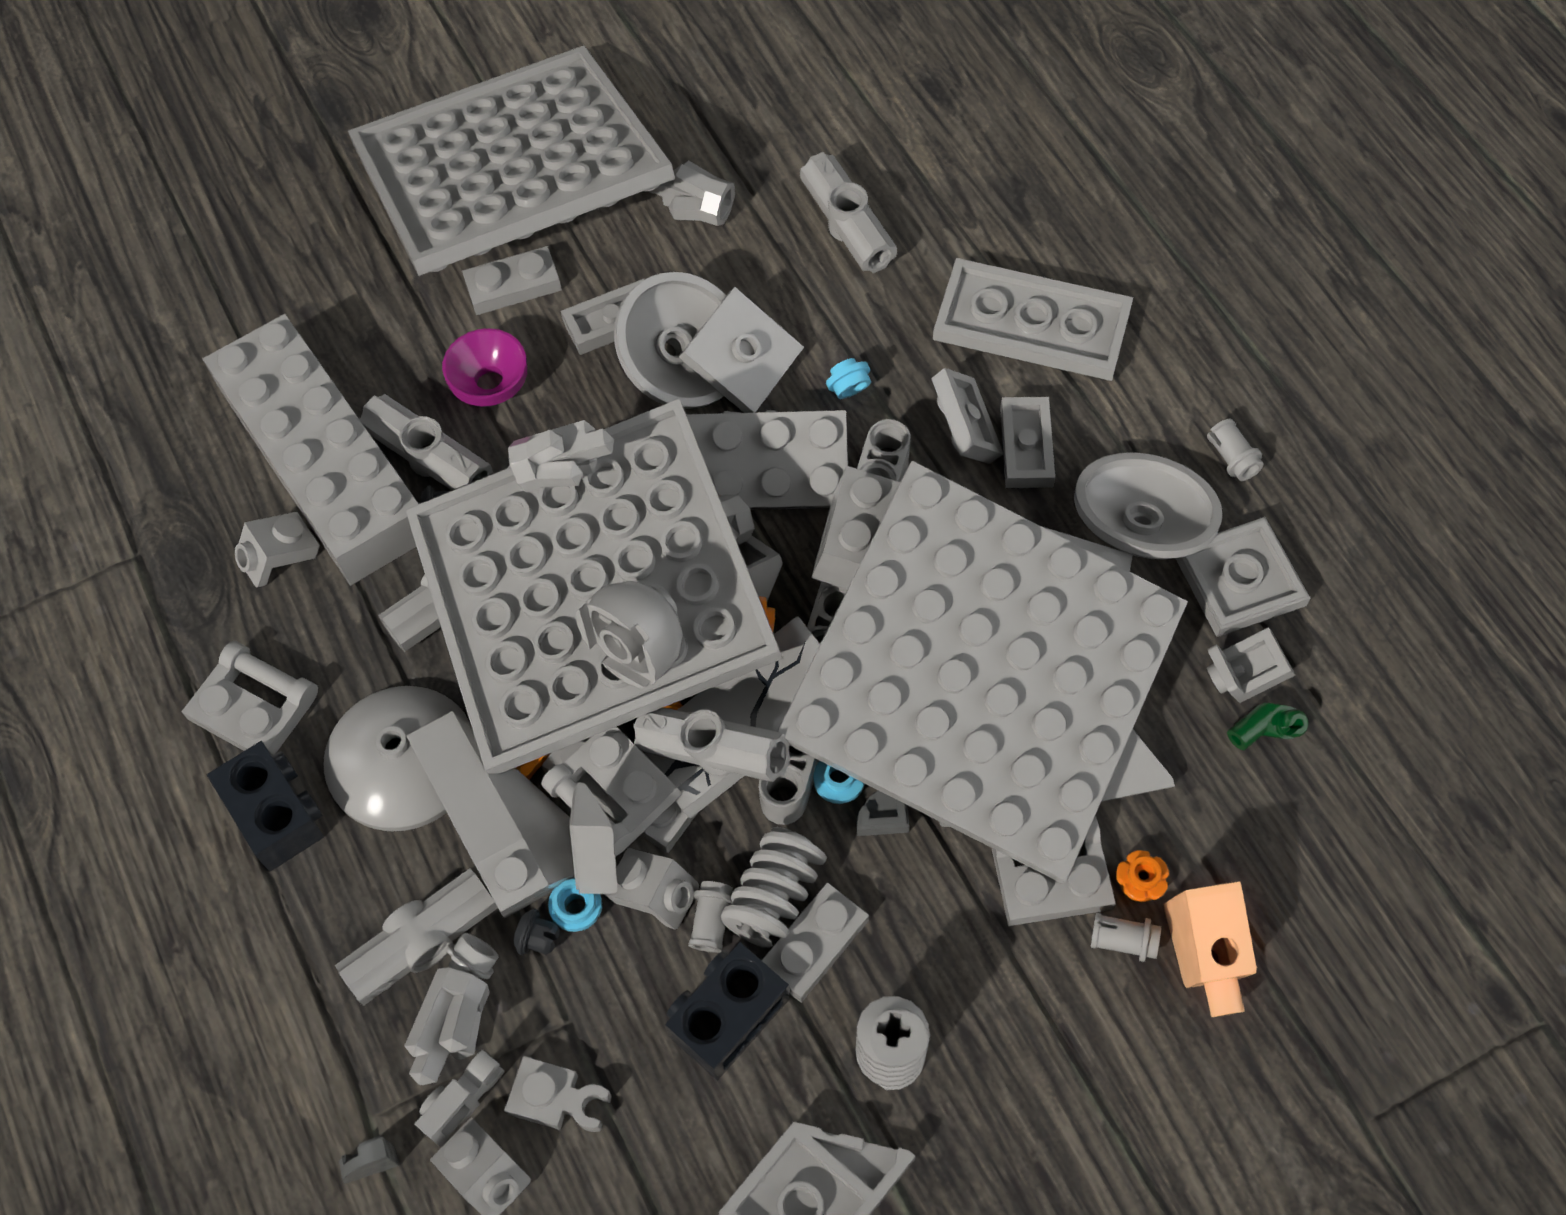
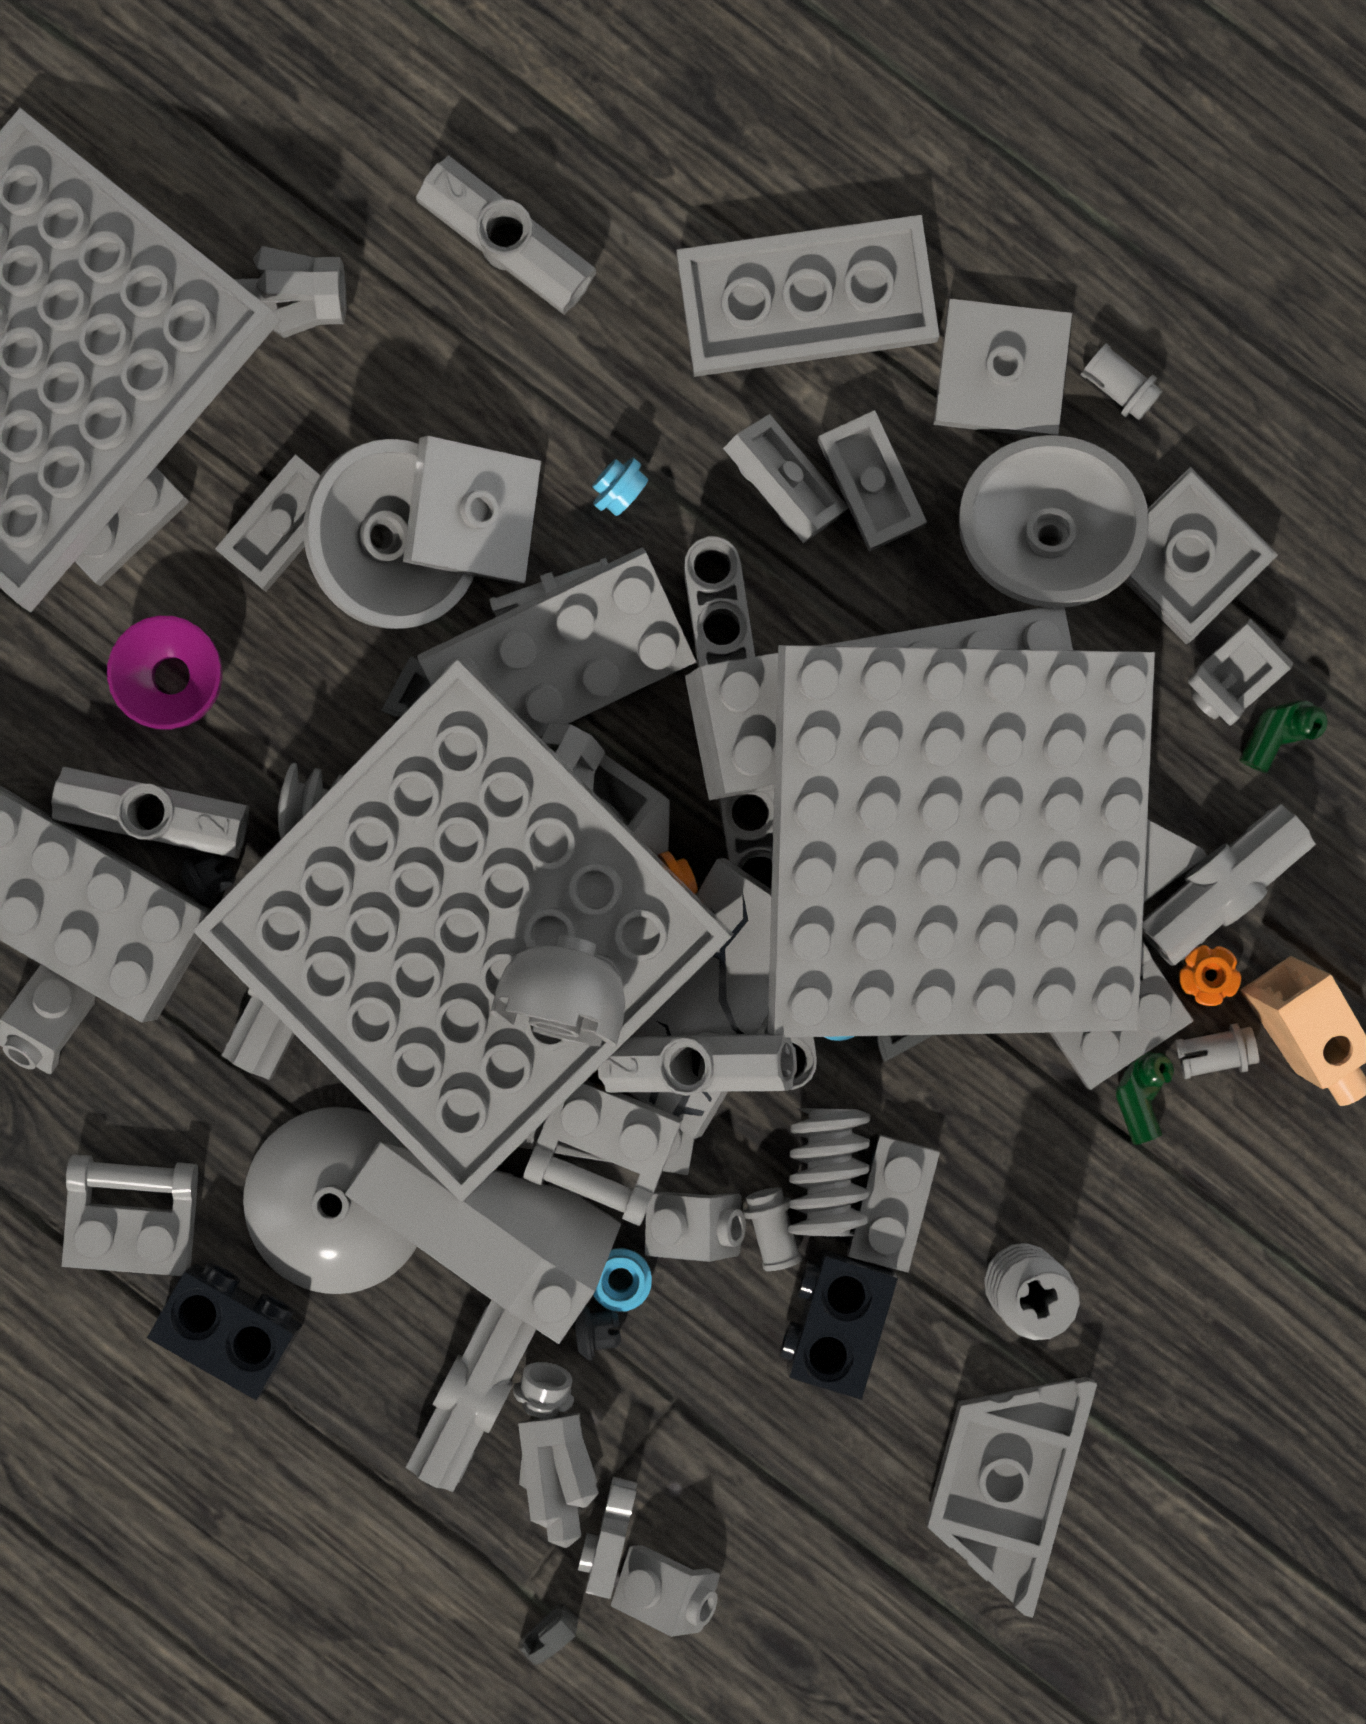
camera: 30 degrees left, 25 degrees up
(548, 1093) = (691, 1485): light grey plate -> none
(558, 455) = (336, 817): light grey rock -> none
(592, 844) = (623, 1236): light grey slope -> none
(1050, 940) = (1137, 1091): none -> dark green arm
(1151, 411) = (1002, 368): none -> light grey plate
(1181, 811) = (1226, 884): none -> light grey piece

